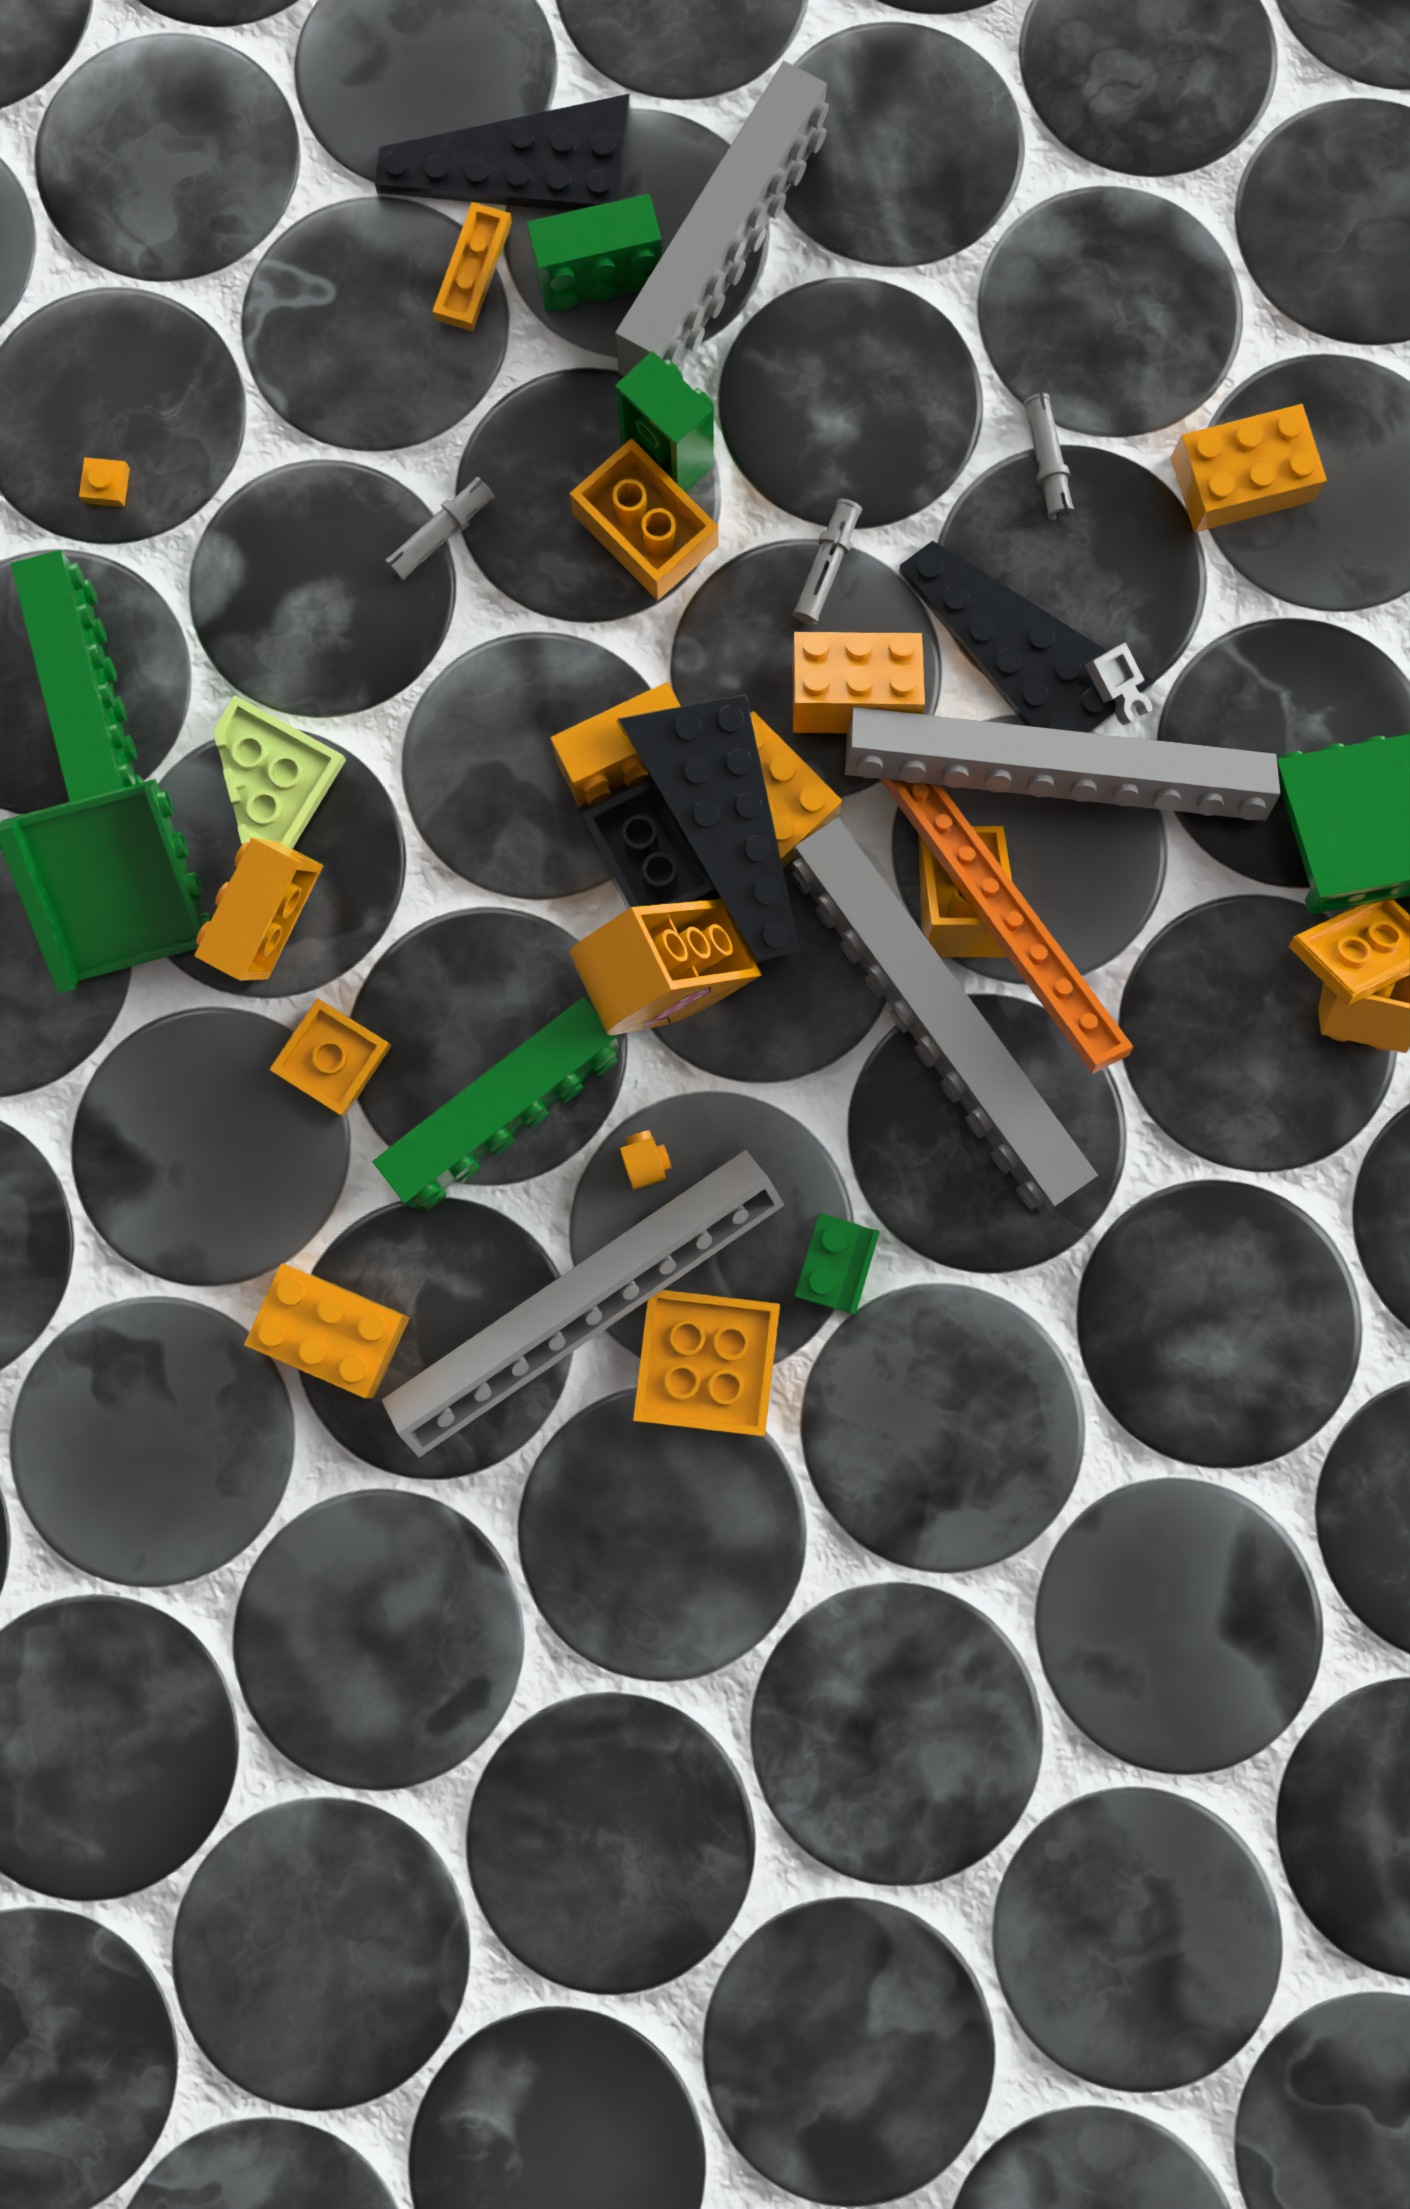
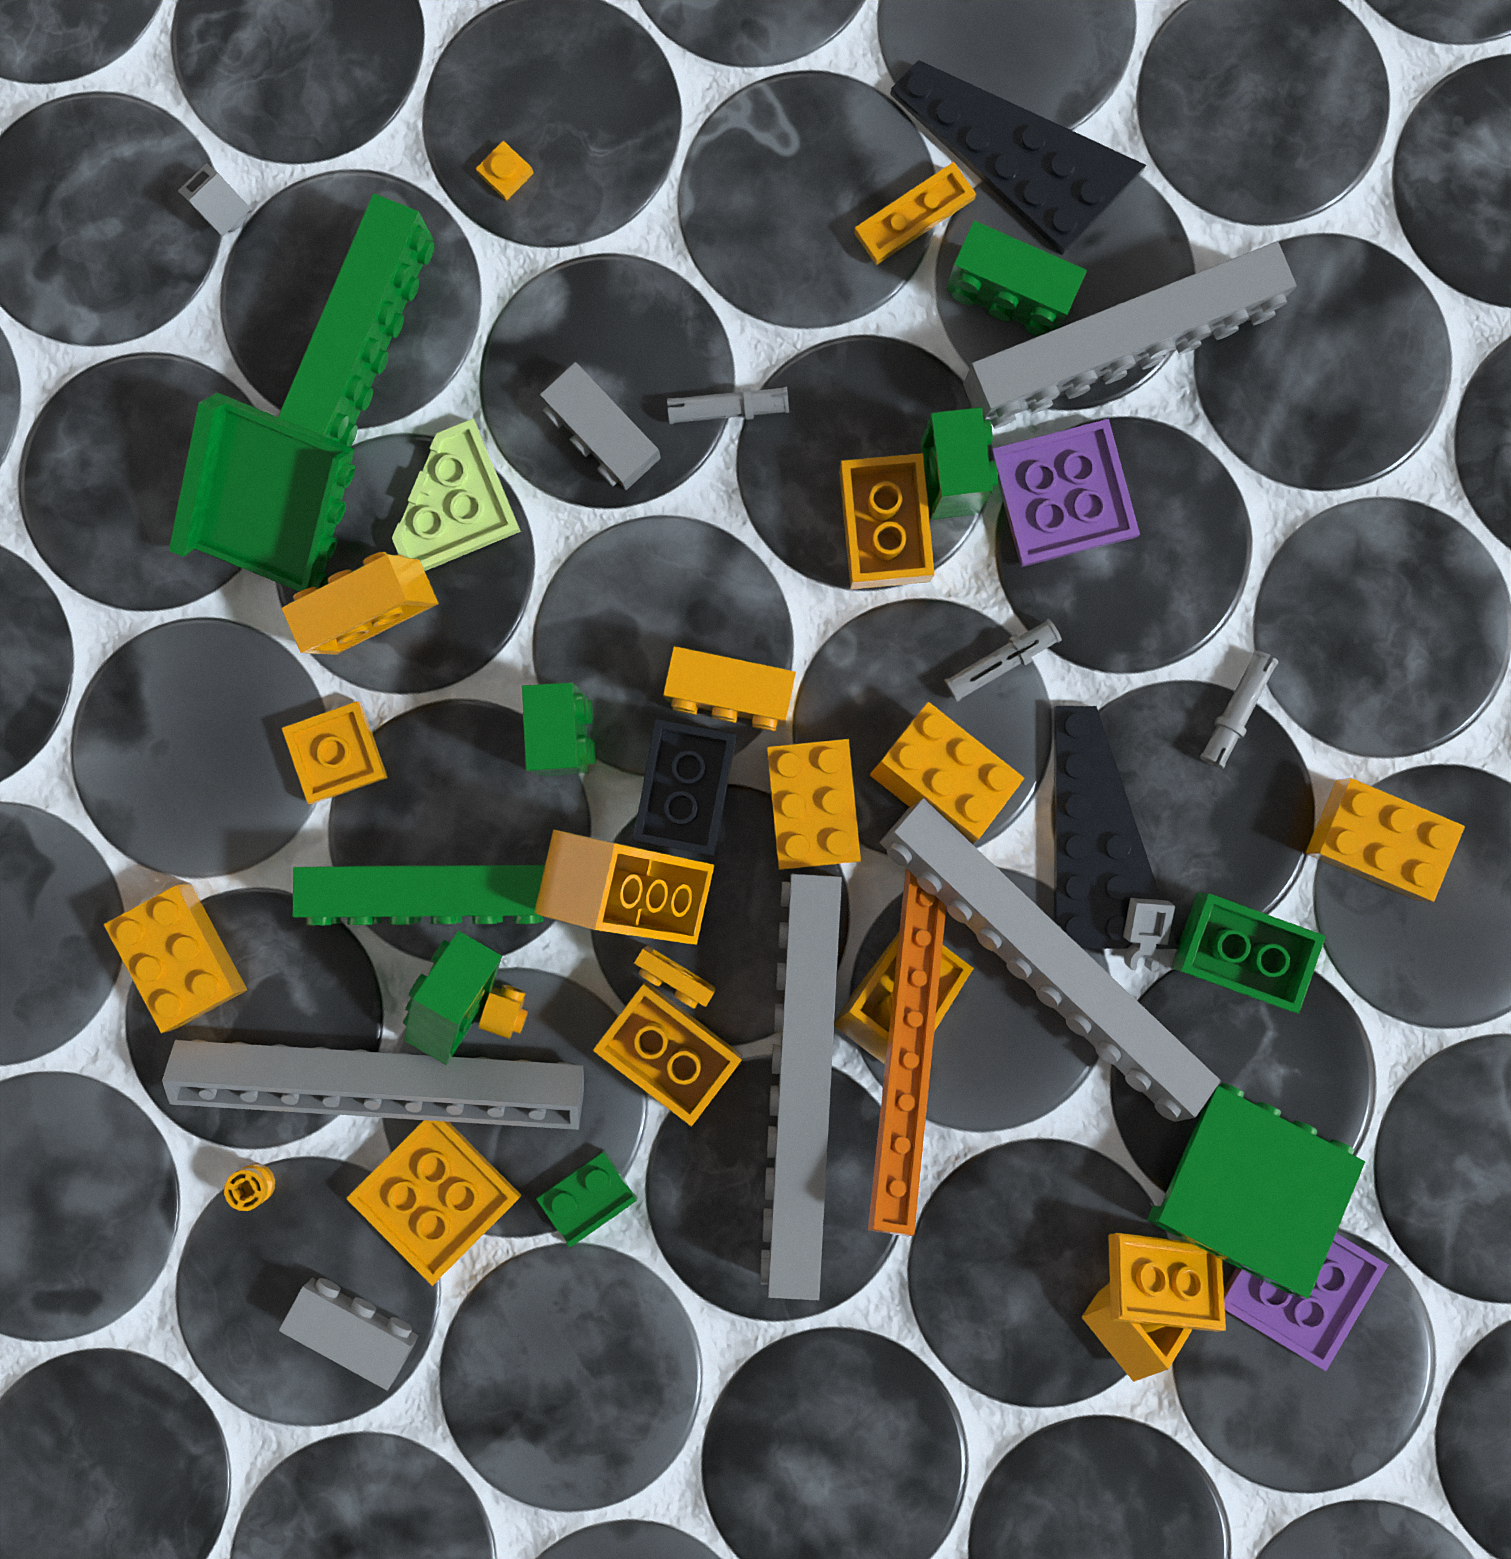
camera: 40 degrees right, 5 degrees up
(346, 624) = (599, 427): none -> light grey brick
(506, 882) = (557, 729): none -> green brick
(549, 1474) = (257, 1183): none -> light orange wheel
(589, 1168) = (450, 996): none -> green brick
(717, 795) = (764, 786): black wing -> none
(725, 1531) = (349, 1332): none -> light grey brick
(774, 392) = (1065, 493): none -> medium lavender plate
(780, 1012) = (689, 986): none -> light orange plate
(809, 1082) = (668, 1053): none -> light orange brick
(1213, 636) = (1248, 952): none -> green brick

